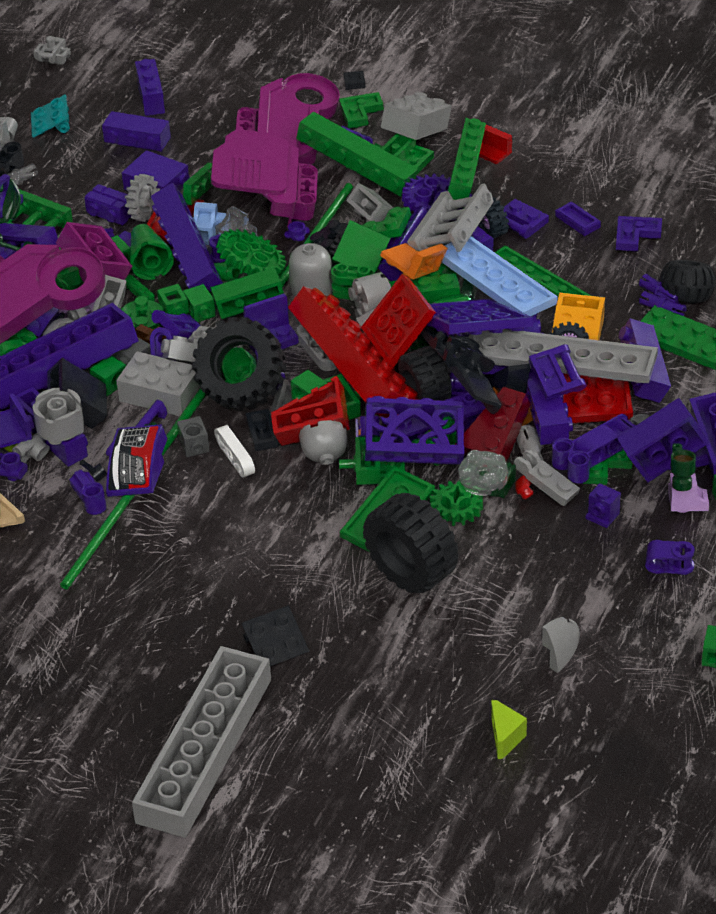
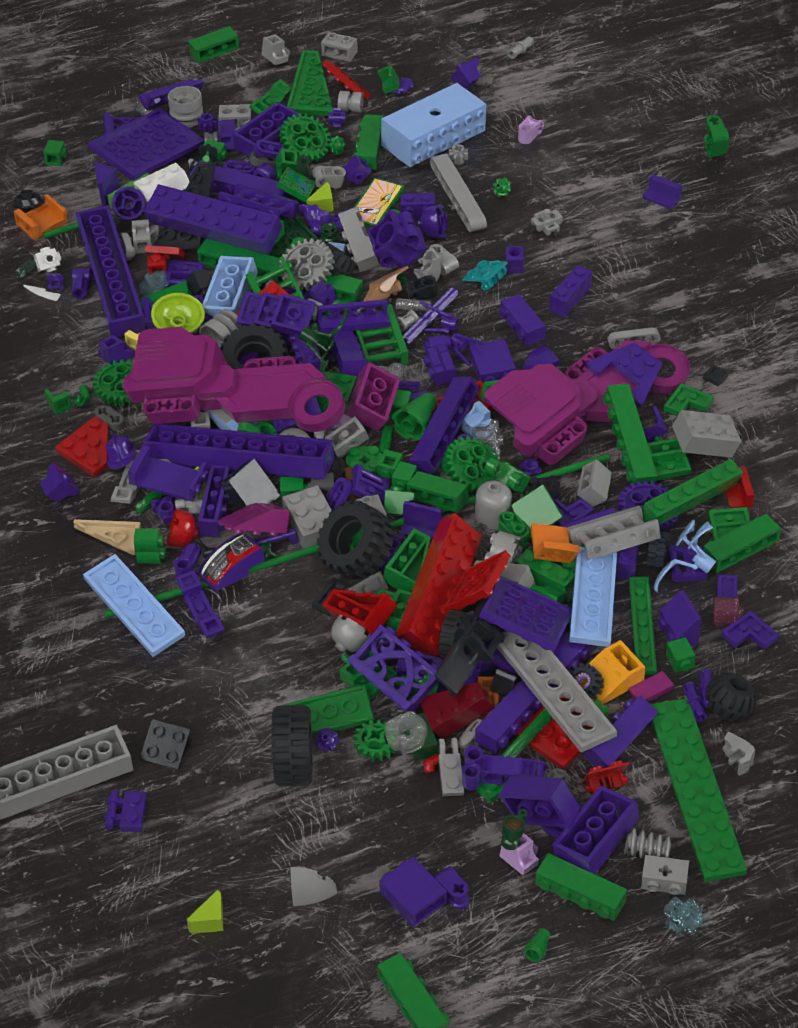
camera: 45 degrees right, 5 degrees up
(35, 185) = (407, 320): none -> light grey bush
(40, 498) = (148, 546): none -> green brick
(45, 171) = (429, 316): none -> axle
(47, 468) = (182, 529): none -> red cylinder
(58, 415) = (208, 497): light grey brick -> none
(64, 86) = (515, 259): none -> dark purple brick
(71, 170) = (448, 321): none -> dark purple plant
(79, 192) = (435, 341): none -> dark purple brick
(89, 553) = (134, 605): none -> light blue plate
(103, 178) = (461, 342): none -> dark purple plant
(121, 408) = (258, 519): none -> magenta slope
(139, 197) = (456, 368): light grey gear -> none
(148, 518) = (199, 605): none -> dark purple slope
(179, 349) = (337, 498): light grey brick -> none
(193, 436) = (286, 570): dark grey brick -> none
(194, 152) = (540, 355): none -> dark purple brick
(216, 314) = (395, 499): none -> green brick
(234, 451) = (297, 599): white beam -> none
(244, 96) = (646, 333): none -> light grey beam
(290, 100) = (632, 363): none -> dark purple wing
(291, 238) = (507, 474): none -> green piece
(302, 353) = (407, 561): none -> green wedge
(304, 383) = (381, 584): green brick -> none
(317, 710) = (132, 814): none -> dark purple plate
(393, 223) = (580, 508): green plate -> none
(512, 171) = (727, 520): none -> green wing
(536, 203) = (701, 559): none -> light blue plant
(543, 176) = (742, 542): none -> green brick
(550, 375) = (521, 694): dark purple plate -> none
(578, 411) = (528, 734): none -> green axle
(580, 253) = (680, 619): none -> dark purple slope
(599, 229) = (726, 611): none -> clear pink brick
(603, 505) = (458, 816): dark purple brick -> none
(609, 280) = (680, 655): none -> green brick
(615, 318) = (652, 687): none -> magenta tile
(643, 583) = (413, 891): none -> dark purple brick
(678, 391) = (598, 773): none -> red hinge

